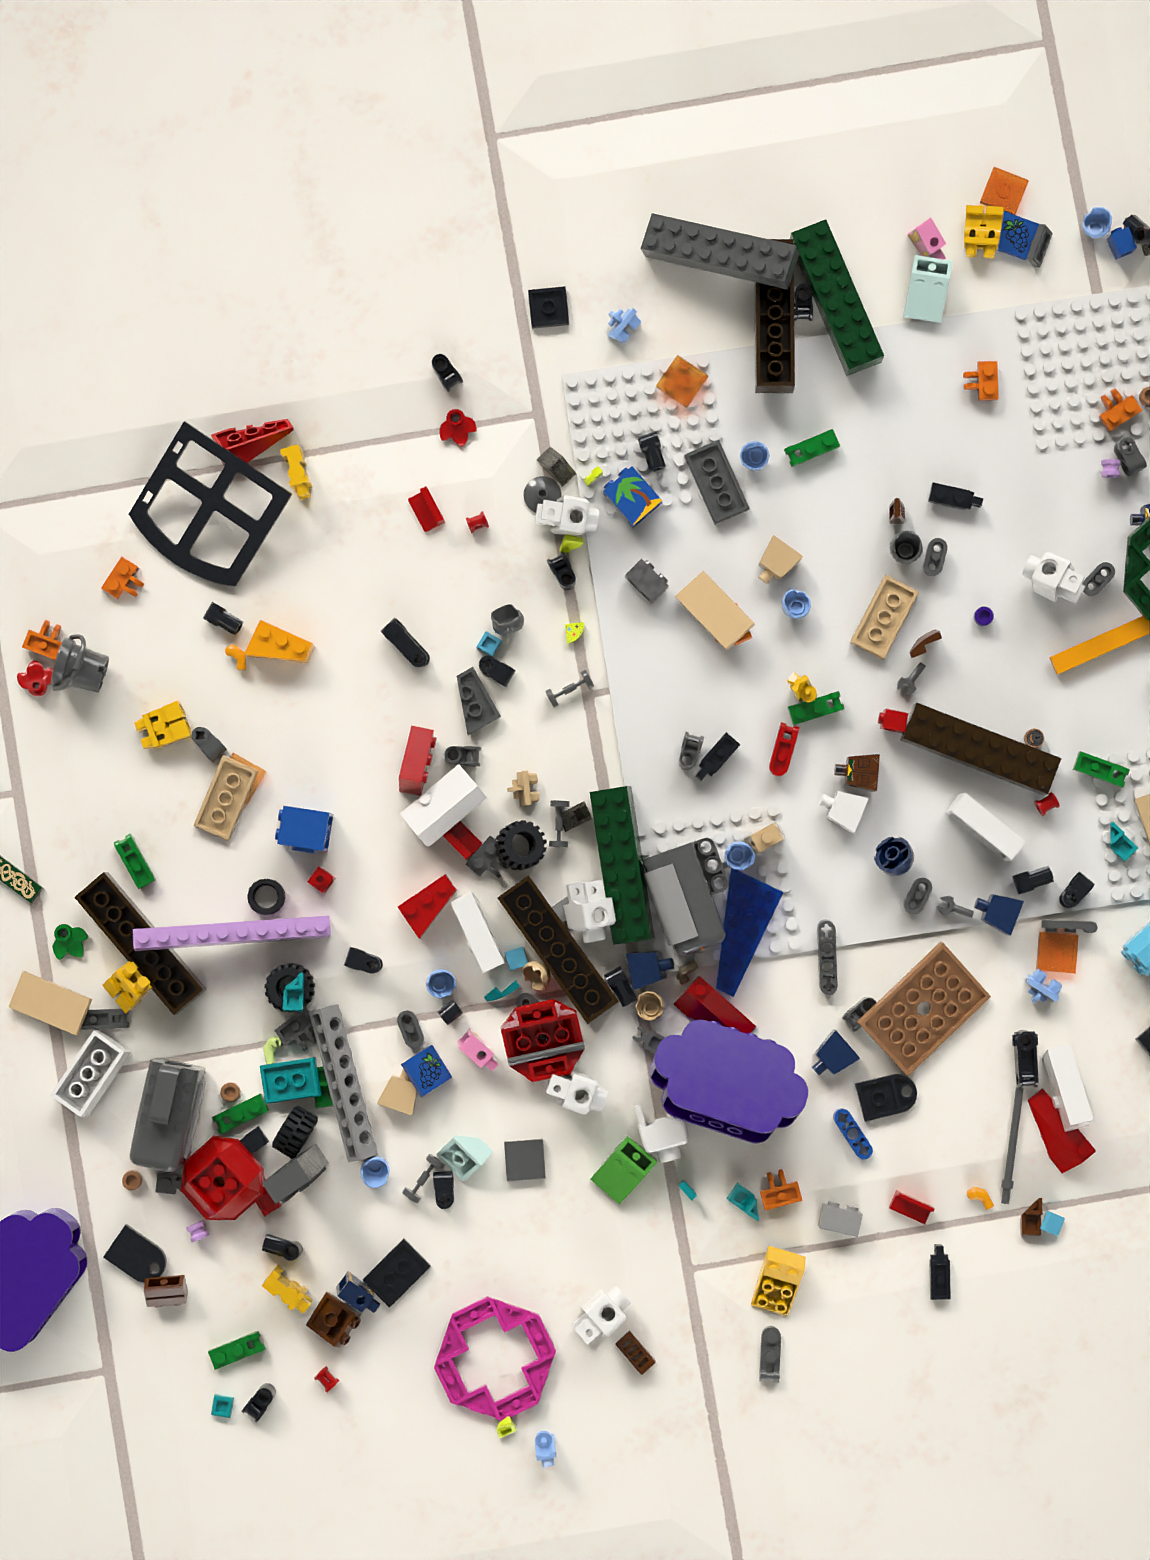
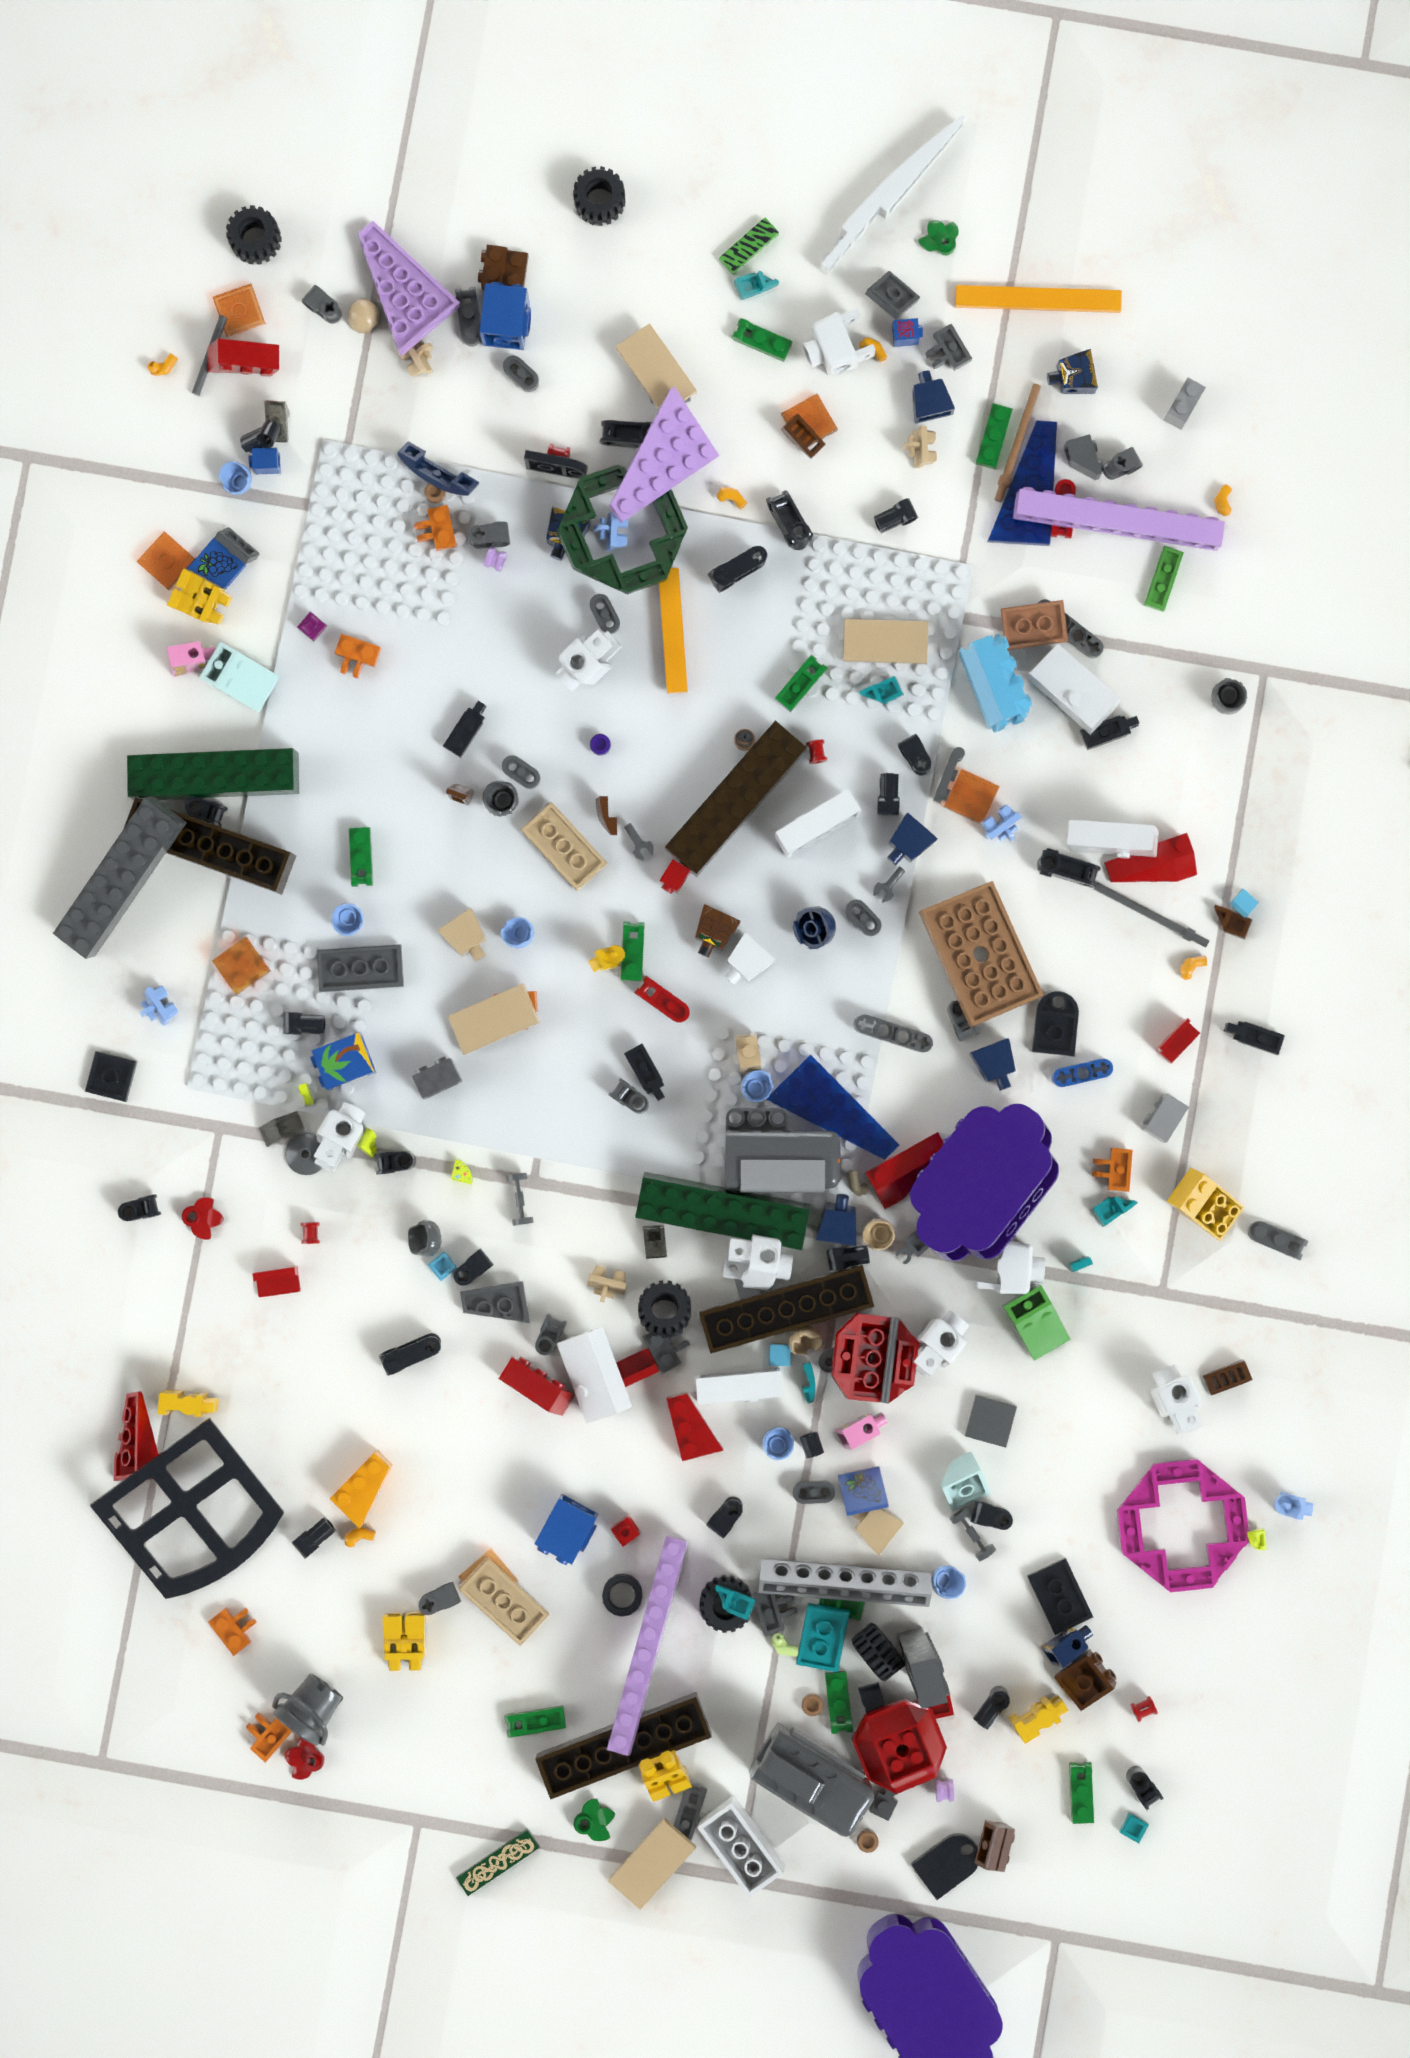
camera: 70 degrees left, 0 degrees up
(559, 823) = (656, 1260): dark grey wheel -> none
(993, 334) = (312, 626): none -> magenta tile

